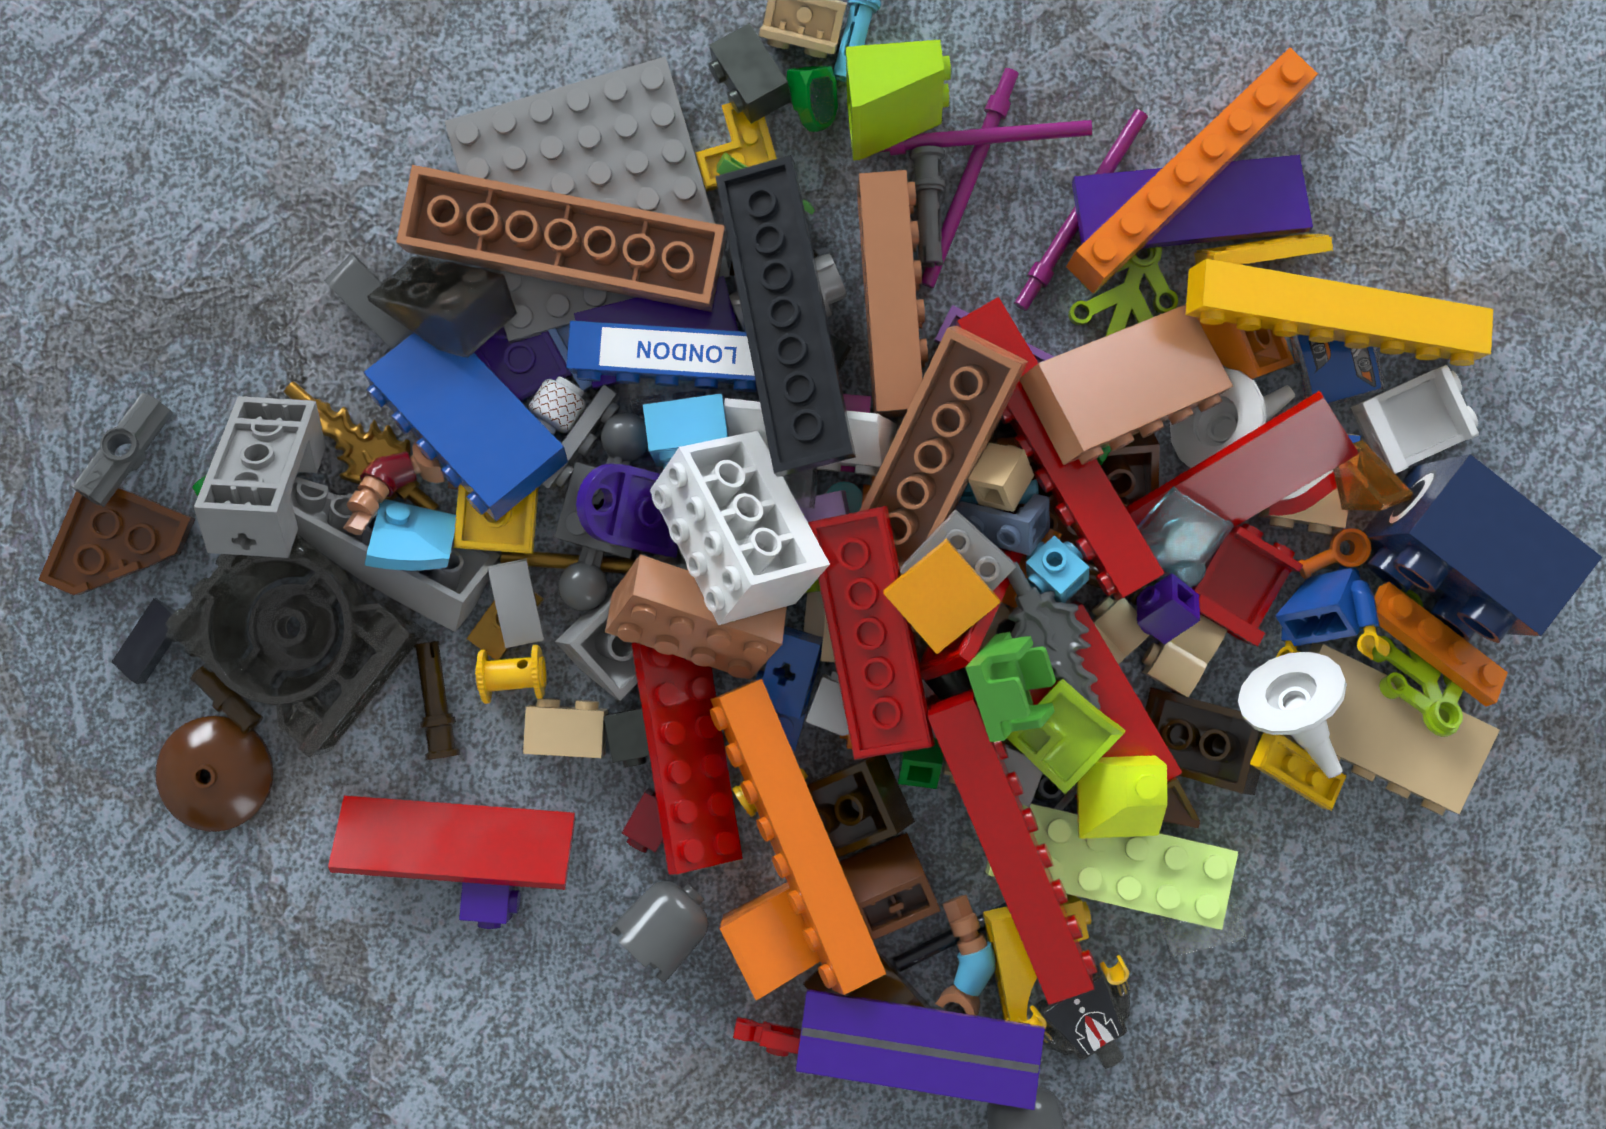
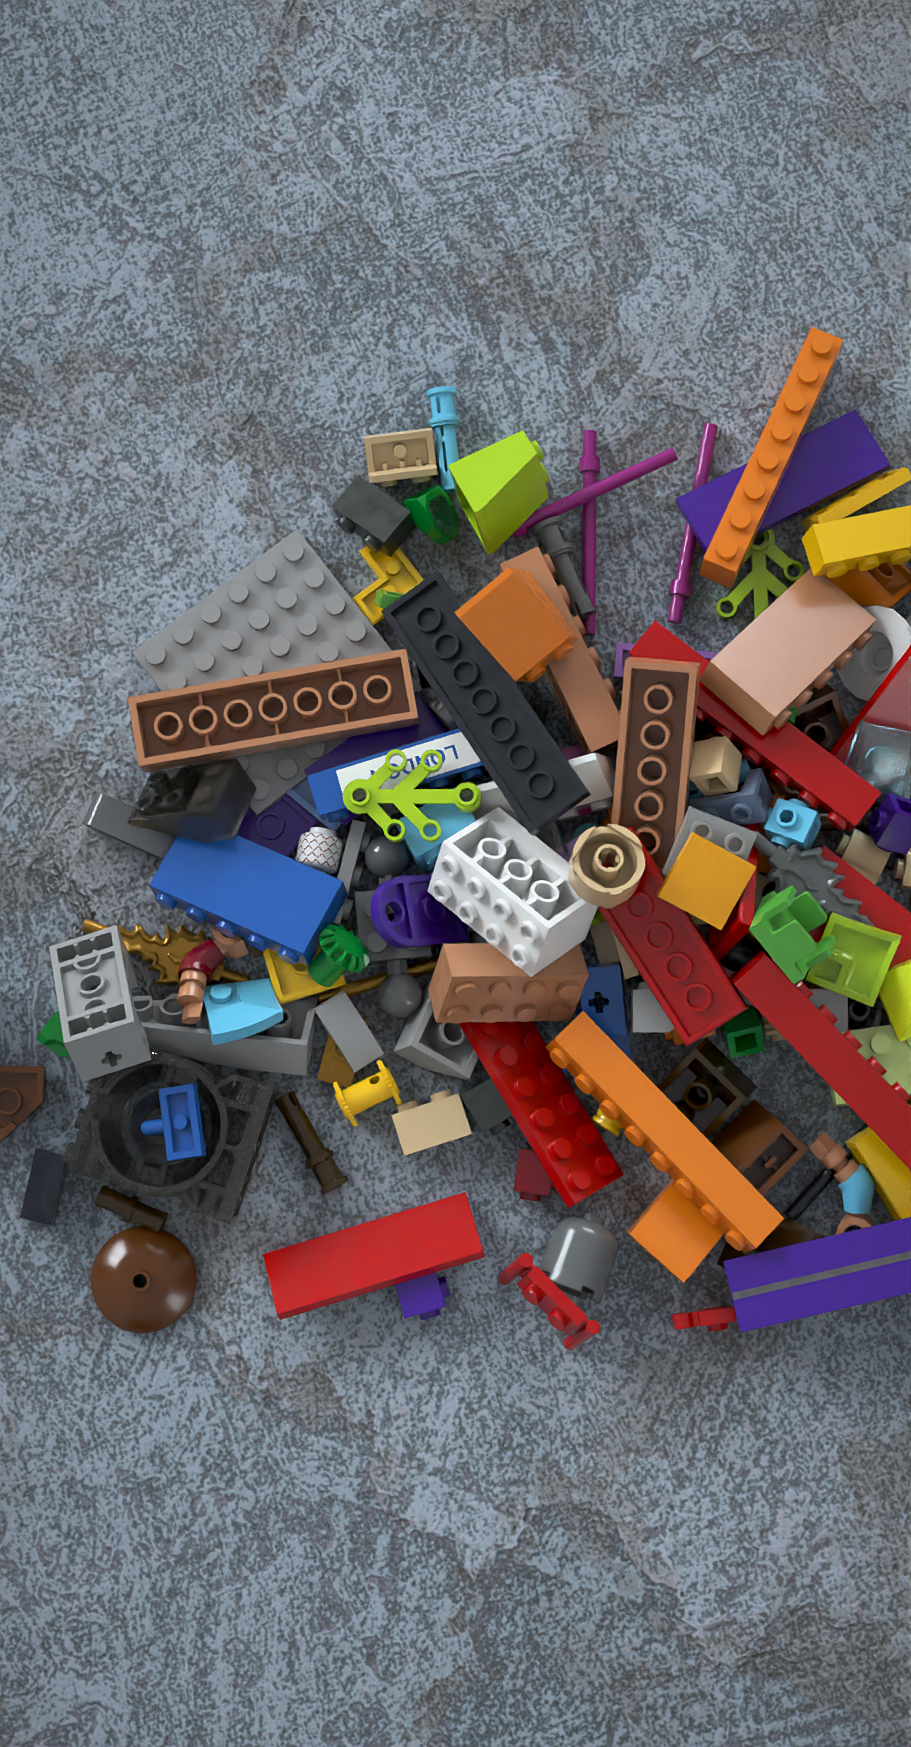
camera: 20 degrees left, 5 degrees down
(296, 633) = (179, 1123): none -> blue plate
(532, 521) = (339, 953): none -> green gear
(608, 950) = (544, 1293): none -> red plate
(664, 382) = (405, 796): none -> lime plant
(834, 518) = (592, 851): none -> tan brick
(851, 244) = (518, 624): none -> orange slope

